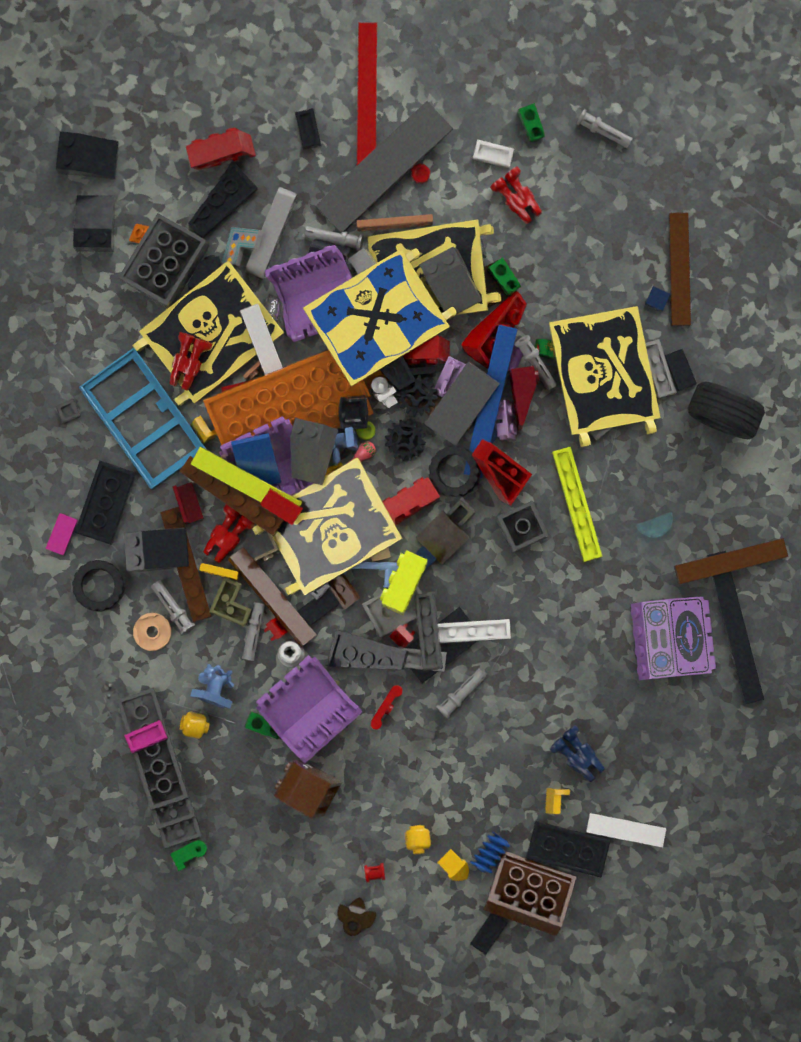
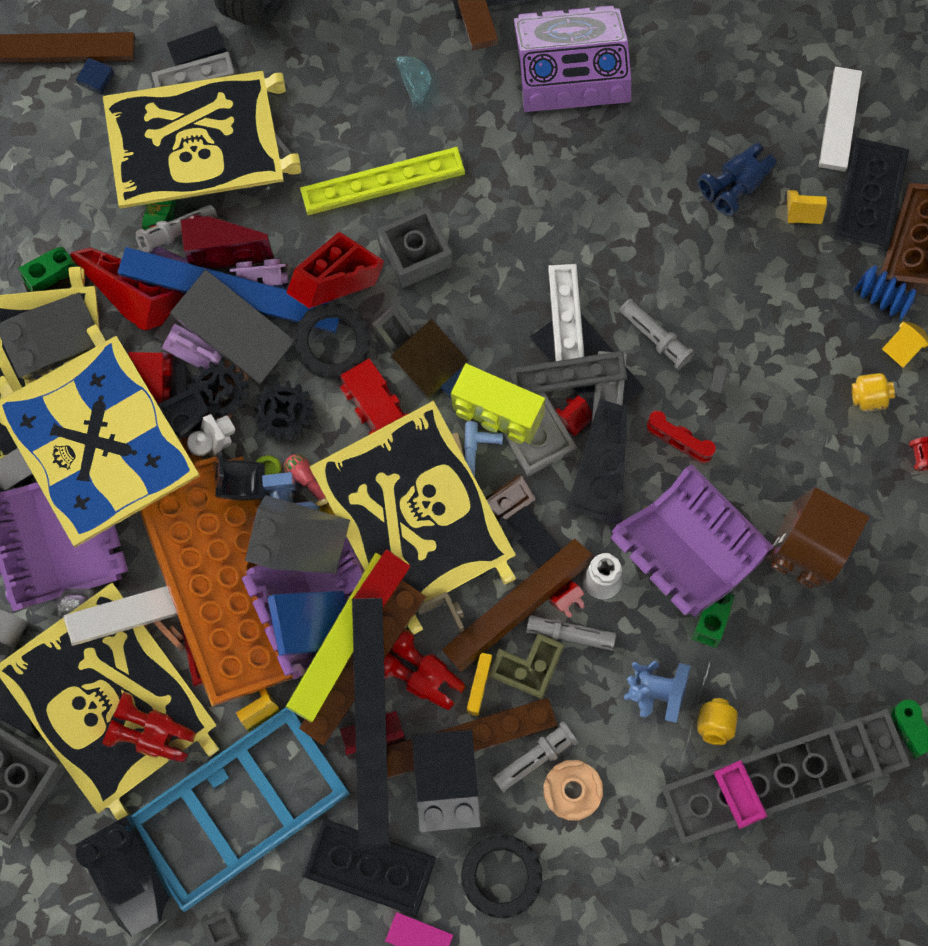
camera: 85 degrees left, 10 degrees down
(100, 350) = (125, 875): none -> black slope
(193, 500) = (370, 721): none -> black tile

